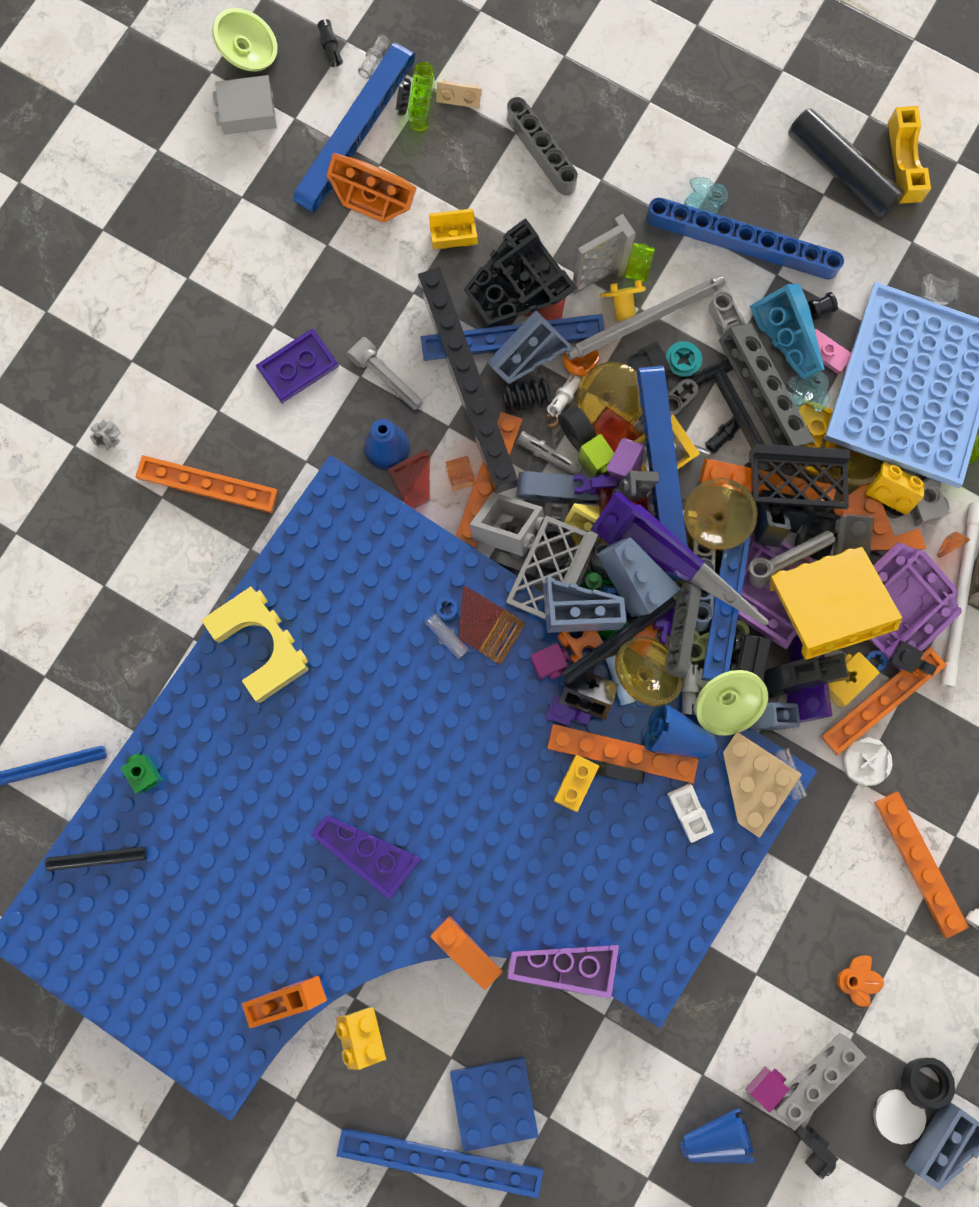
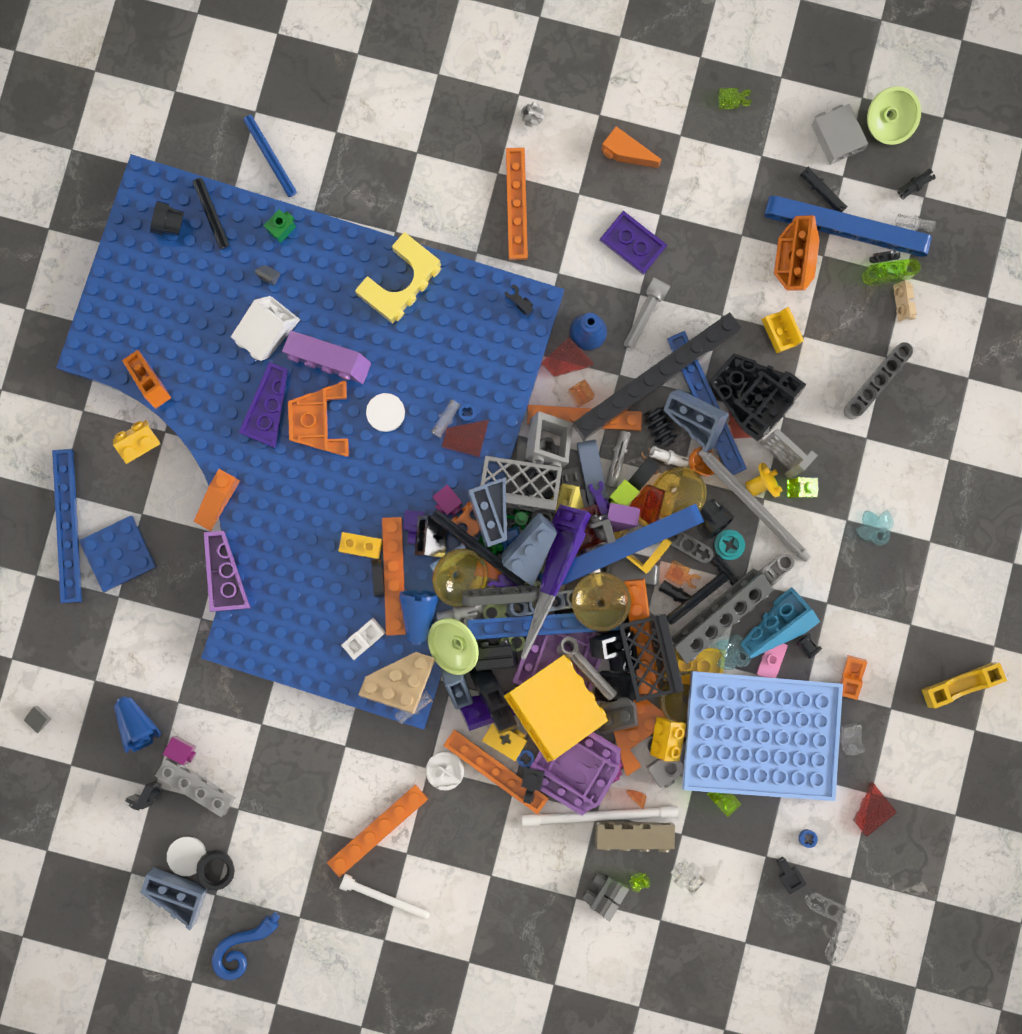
camera: 75 degrees right, 5 degrees up
(85, 918) = (166, 219): none -> black piece
(163, 209) = (730, 98): none -> clear neon green plate
(184, 339) = (626, 149): none -> orange slope
(198, 807) = (267, 274): none -> dark grey slope
(265, 829) = (264, 327): none -> white slope
(308, 139) = (824, 191): none -> black pin
(326, 760) = (326, 356): none -> medium lavender wedge
(336, 504) = (523, 305): none -> black plate
(398, 804) = (309, 420): none -> orange wing
(417, 707) = (385, 412): none -> white tile
(495, 632) = (439, 463): clear orange tile -> none
(703, 423) = (679, 574): none -> clear orange plate
(755, 235) = (842, 575): blue beam -> none
(845, 162) = (940, 633): black cylinder -> none
(863, 981) = (277, 806): orange plate -> none
(866, 270) = (852, 676): none -> orange slope

